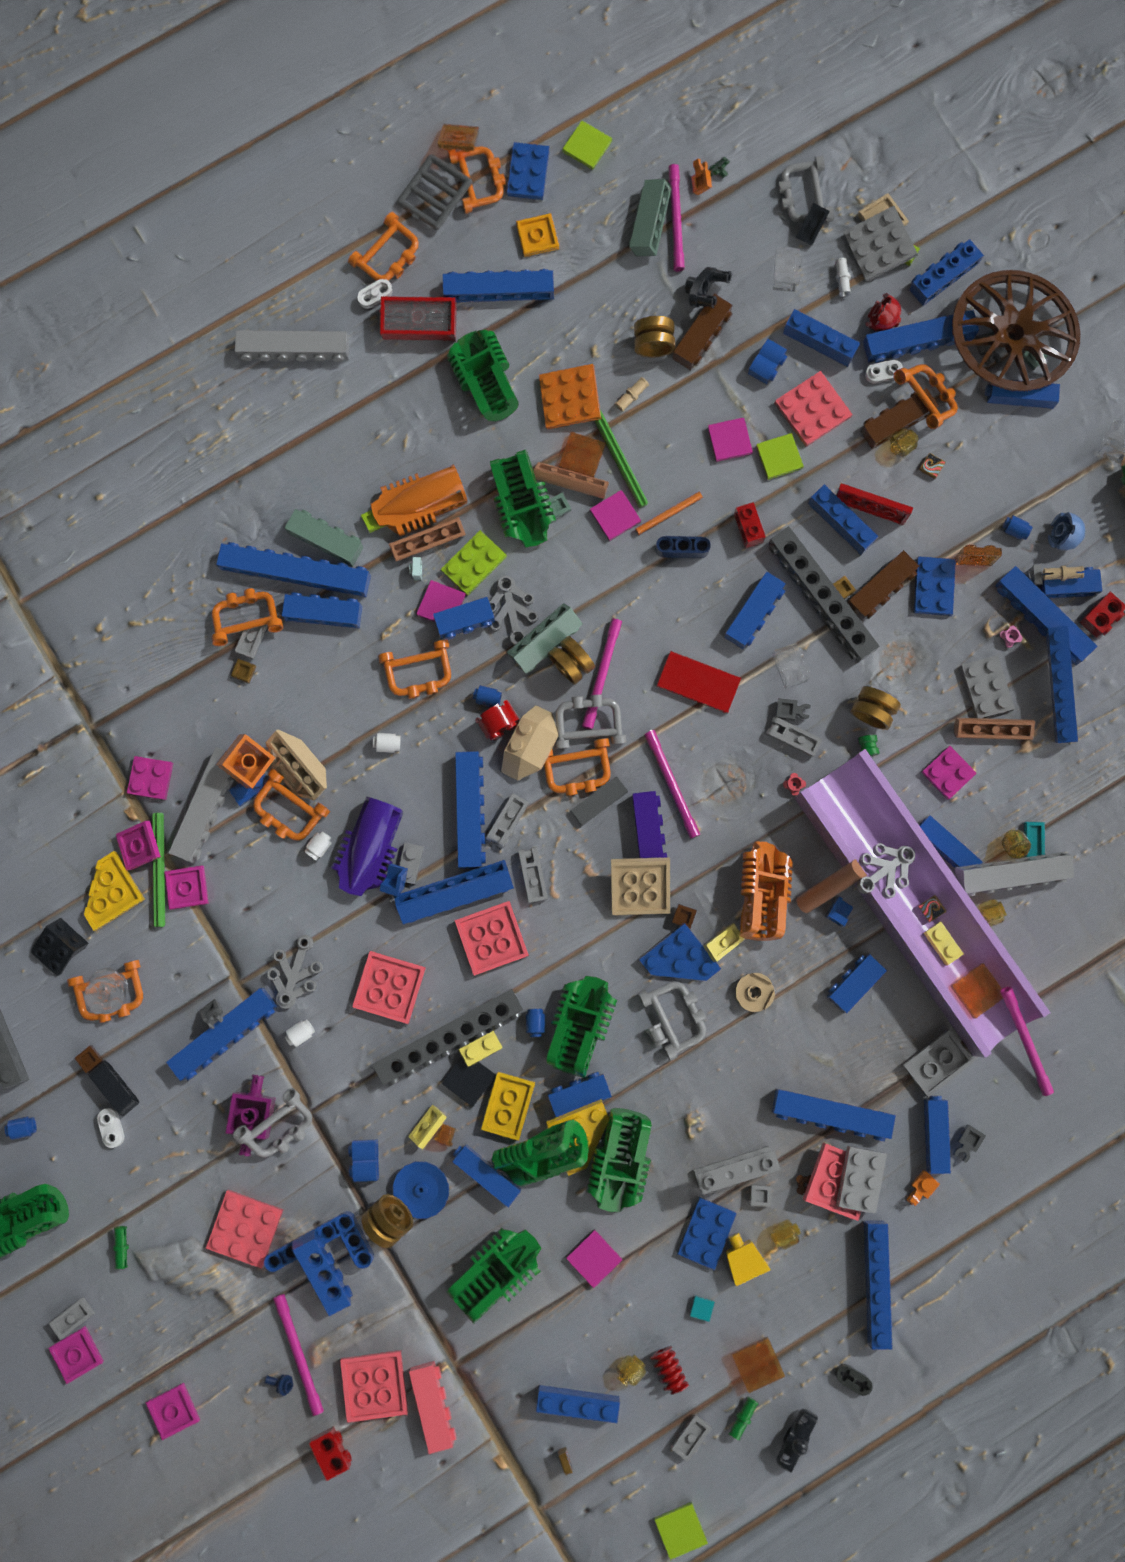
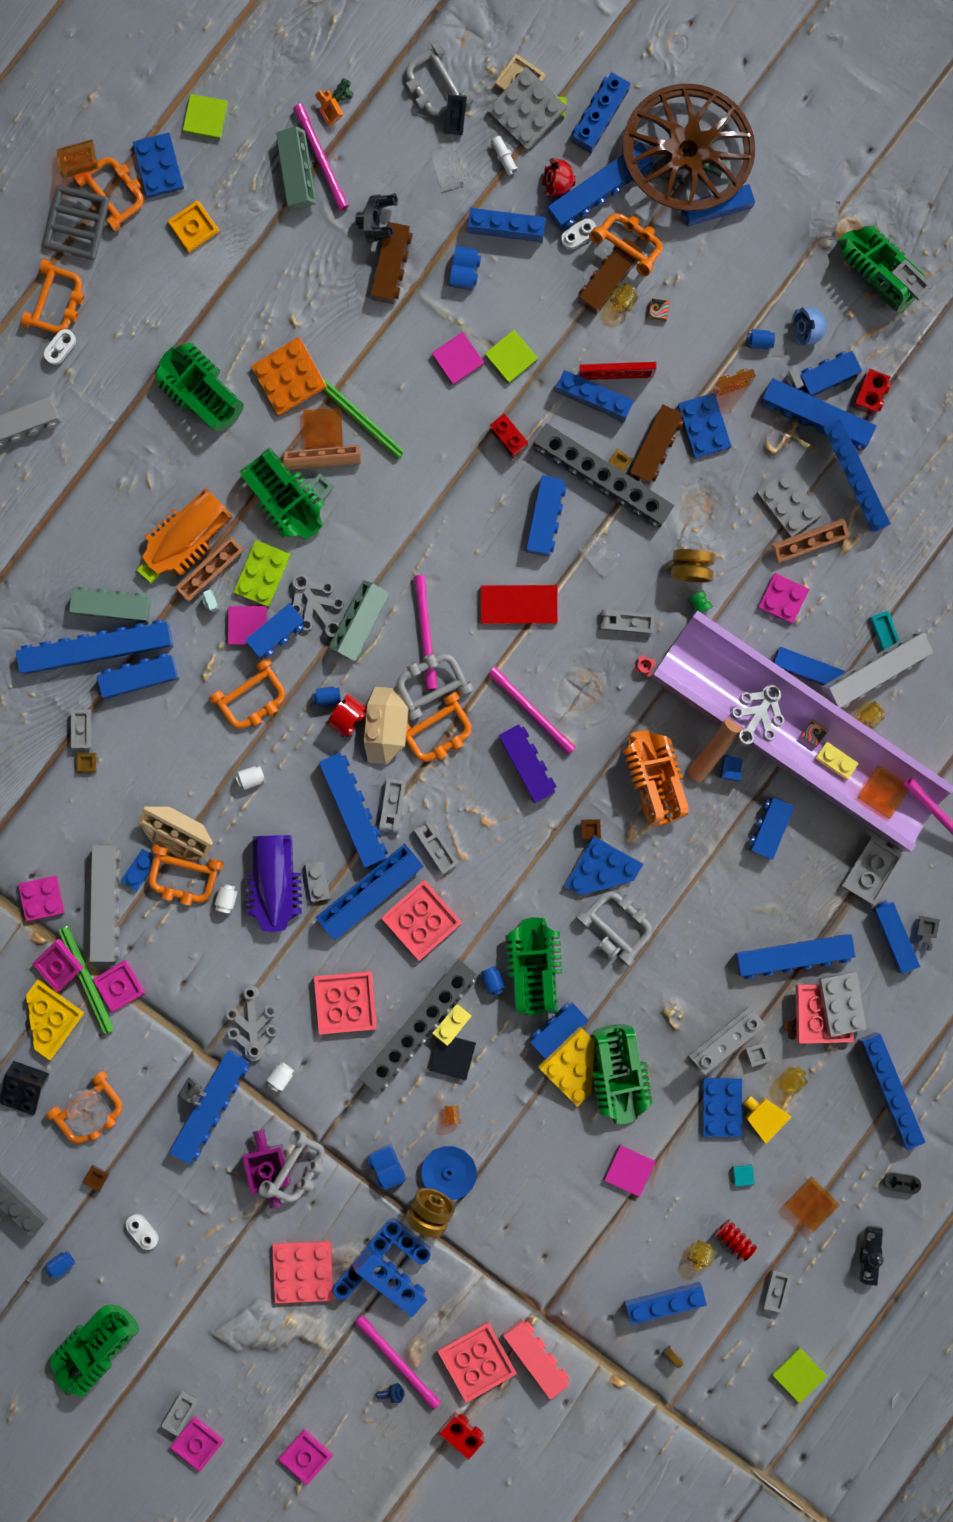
camera: 25 degrees left, 5 degrees up
(113, 1088) = (130, 1195): black beam -> none
(120, 1247) = (197, 1333): green pin -> none
(245, 761) = (126, 848): orange brick -> none
(274, 624) = (63, 689): orange bar -> none
(395, 880) = (311, 903): blue panel -> none
(418, 318) = (112, 356): brick -> none
(427, 1127) = (432, 1114): light yellow plate -> none
(486, 1175) = (502, 1135): blue brick -> none
(496, 1273) = (547, 1218): green connector -> none
(499, 285) = (176, 293): blue brick -> none
(508, 1106) = (498, 1066): yellow plate -> none
(544, 1154) = (548, 1096): green connector -> none
(571, 660) = (392, 631): pearl gold wheel -> none
(599, 801) = (470, 753): dark grey tile -> none
(615, 515) = (378, 475): dark pink tile -> none
(632, 394) = (347, 350): tan pin -> none
(640, 886) = (540, 818): tan plate -> none
(654, 336) = (347, 287): pearl gold wheel -> none
(668, 513) = (427, 453): orange bar -> none
(690, 541) = (460, 474): dark blue beam -> none
(723, 942) = (636, 839): light yellow plate -> none
(743, 993) = (688, 882): tan plate -> none
(743, 1418) = (817, 1256): green pin -> none
(788, 709) = (613, 598): dark grey plate -> none
(813, 408) = (525, 297): coral plate -> none
(924, 1186) = (901, 986): orange plate -> none
(1010, 641) = (793, 441): bright pink plate -> none
(1016, 844) = (869, 641): clear yellow head -> none
(1063, 573) = (819, 368): tan pin -> none

